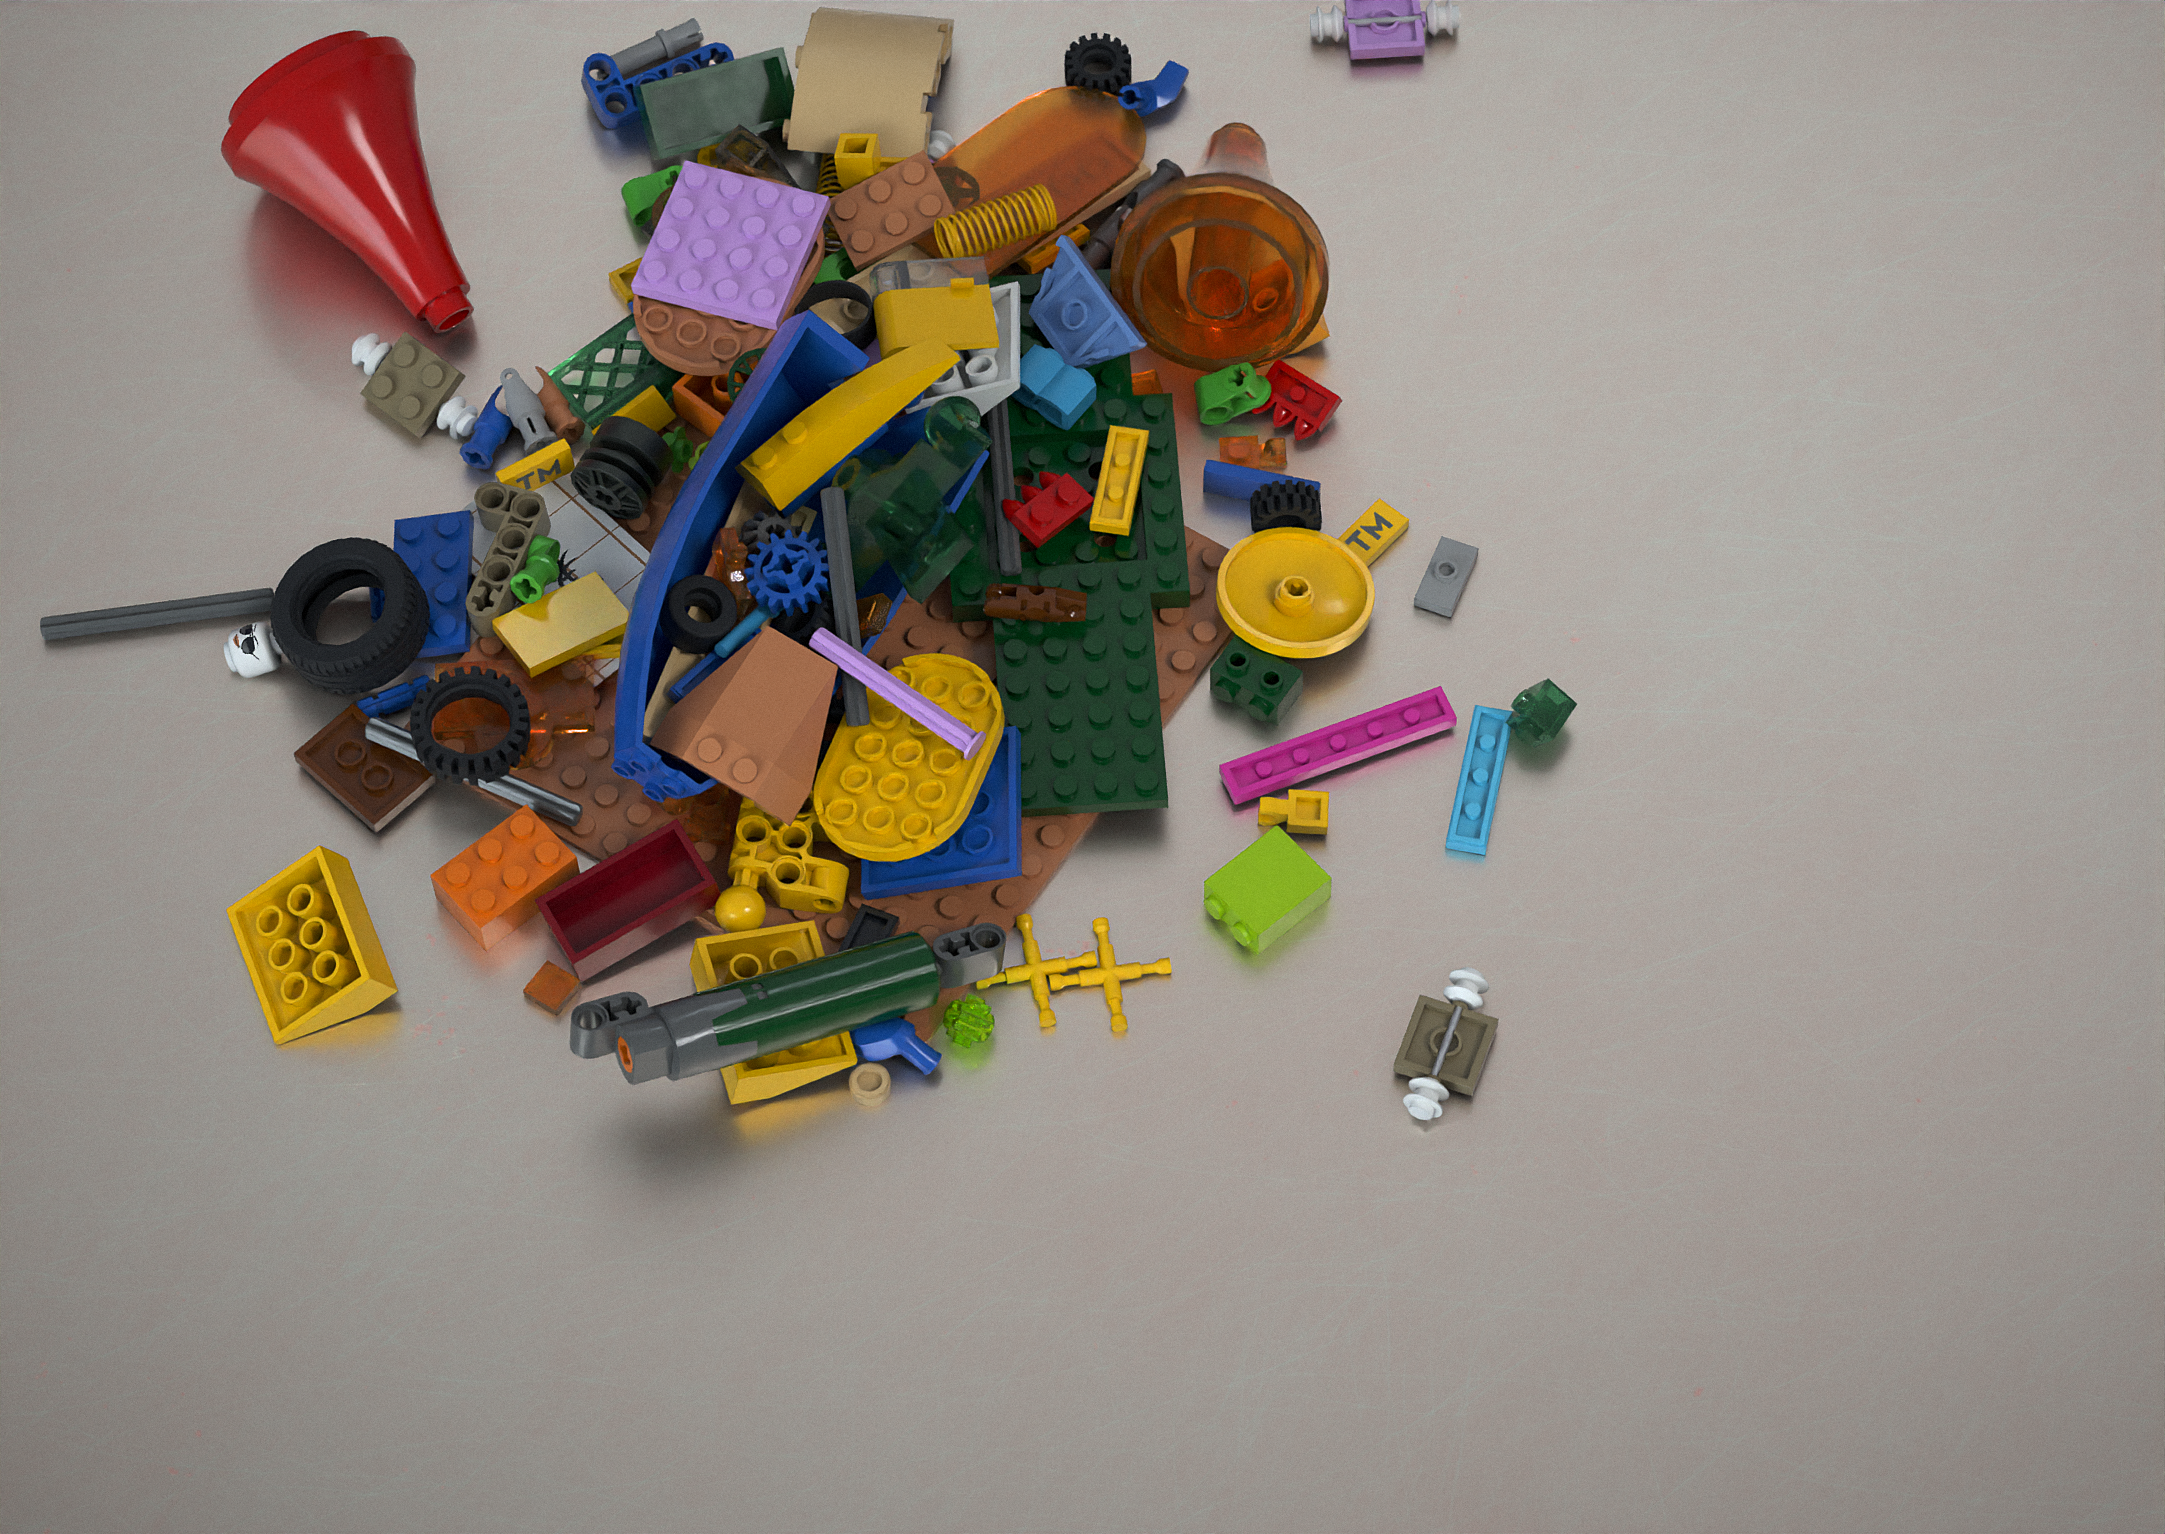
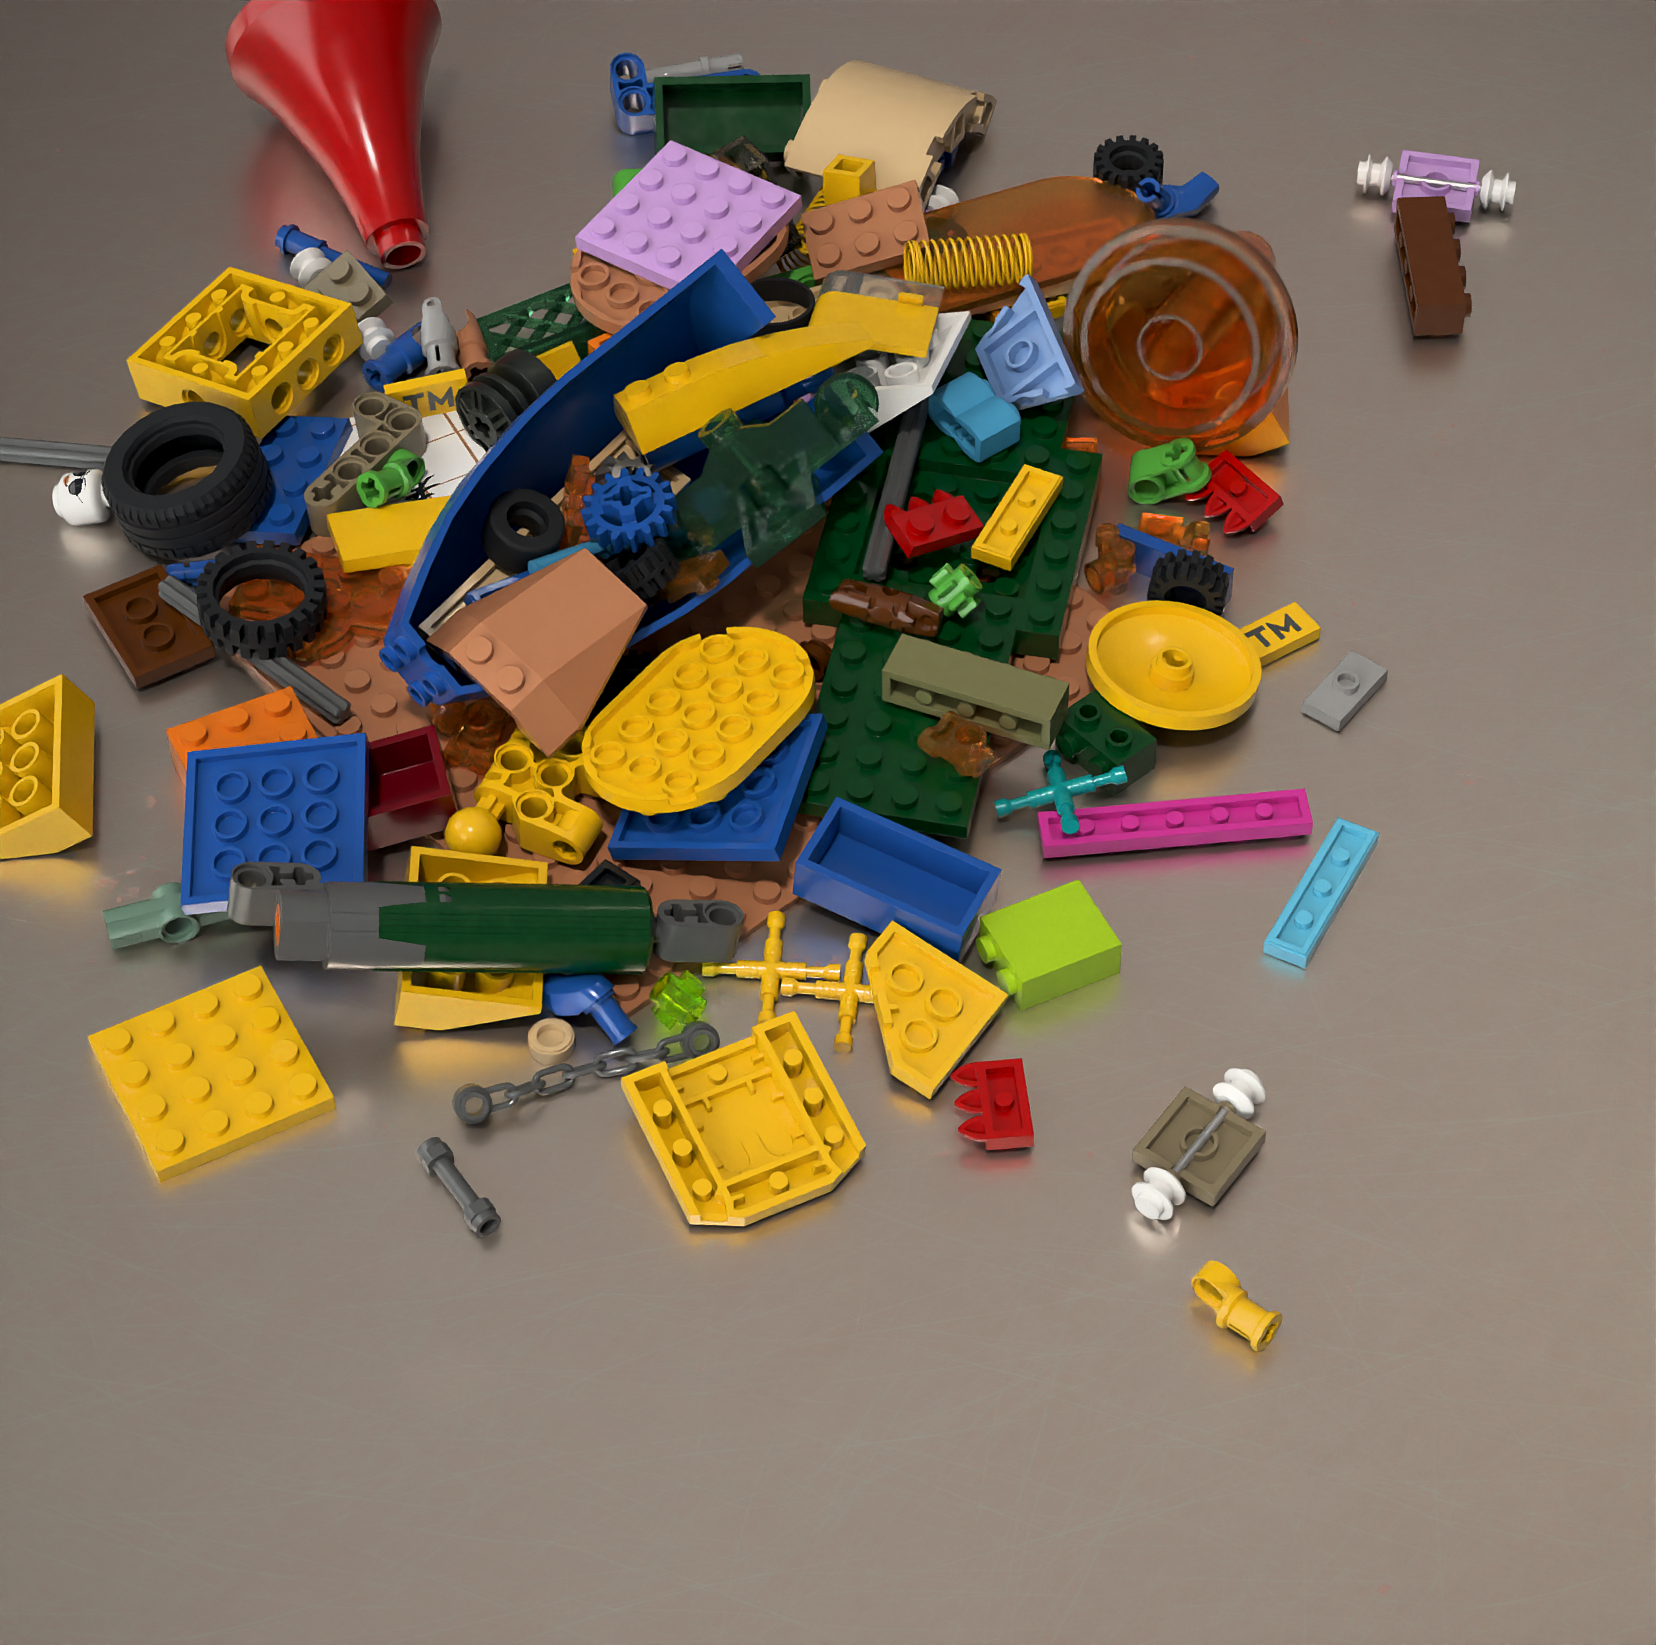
camera: 15 degrees right, 10 degrees down
(324, 412) = (305, 335): none -> yellow brick
(353, 327) = (293, 241): none -> blue pin
(499, 1046) = (156, 918): none -> sand green piece
(569, 943) = (274, 805): none -> blue plate
(587, 1187) = (211, 1073): none -> yellow plate
(813, 1218) = (478, 1212): none -> dark grey bar
(844, 598) = (675, 553): dark grey axle -> none
(897, 692) = (703, 646): lavender axle -> none
(982, 656) = (819, 656): none -> reddish brown plate
(988, 1055) = (686, 1041): none -> dark grey piece
(1065, 1122) = (747, 1126): none -> yellow wedge
(1091, 573) = (955, 590): none -> bright green gear
(1122, 865) = (889, 873): none -> blue piece
(1139, 669) = (977, 689): none -> olive brick
(1141, 725) = (959, 744): none -> clear orange plate
(1181, 974) = (926, 1007): none -> yellow plate
(1211, 499) = (1114, 562): none -> clear orange plate
(1233, 740) = (1061, 791): none -> teal piece
(1268, 1046) = (997, 1102): none -> red plate
(1303, 811) = (1112, 879): yellow plate -> none
(1405, 116) = (1431, 266): none -> reddish brown brick
(1503, 1171) = (1223, 1291): none -> yellow connector
(1540, 713) = (1406, 836): clear green brick -> none

